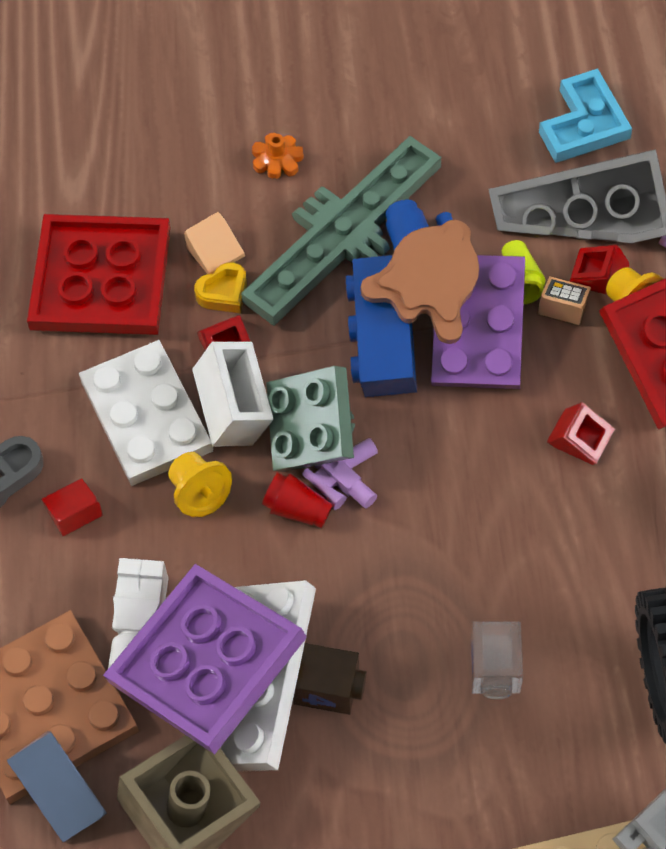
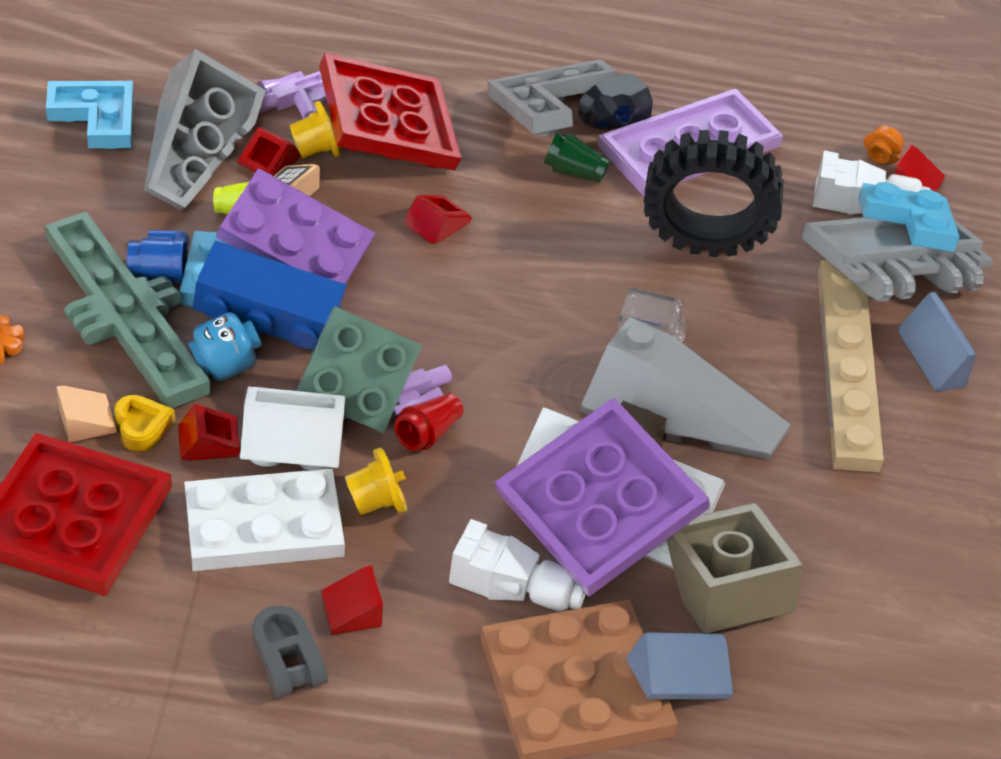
camera: 80 degrees left, 15 degrees down
(319, 314) = (225, 346): none -> dark azure head
(408, 707) = (676, 383): none -> light grey wedge
(429, 275) = (255, 230): nougat tile -> none

